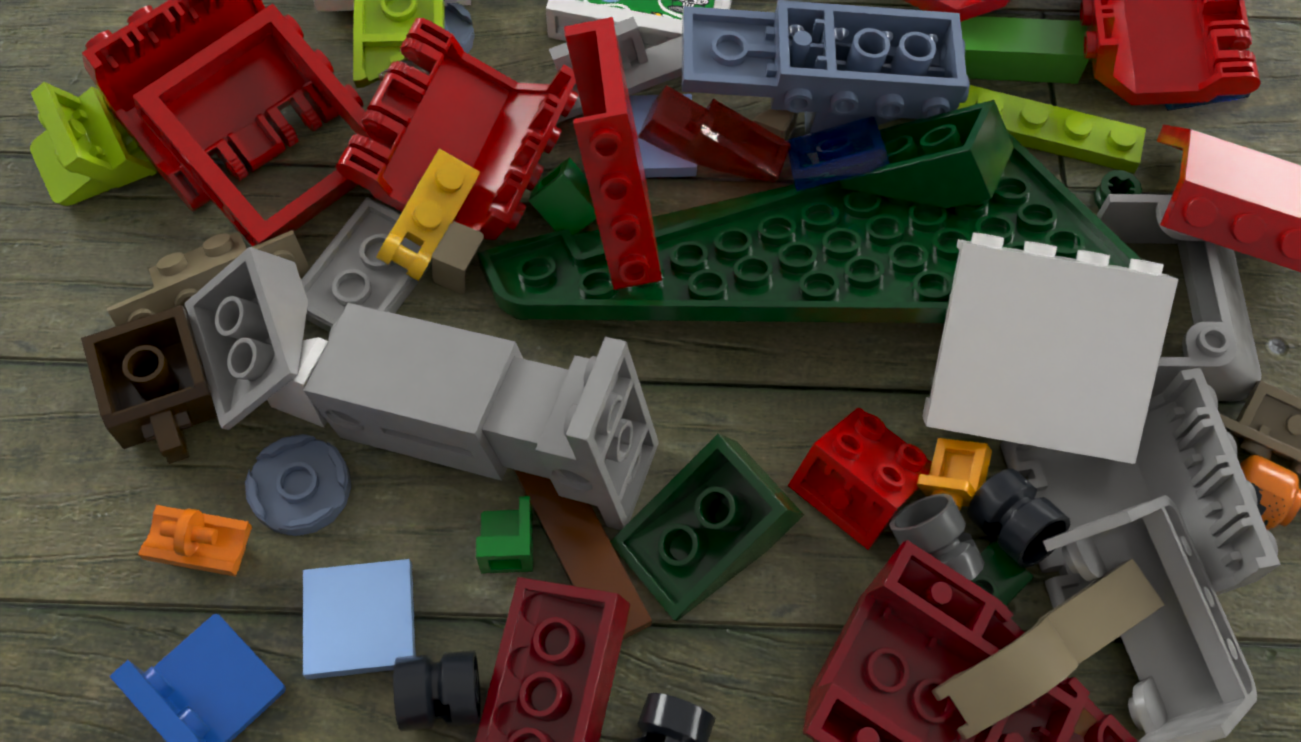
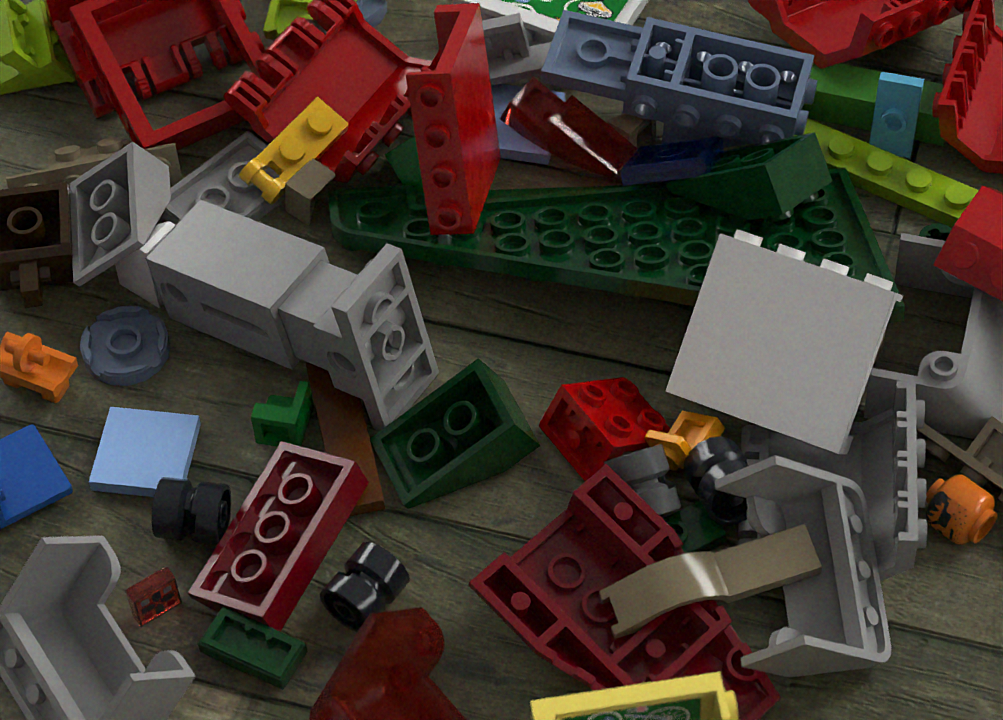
camera: 20 degrees right, 10 degrees down
(1041, 59) = (896, 113): none -> medium azure plate

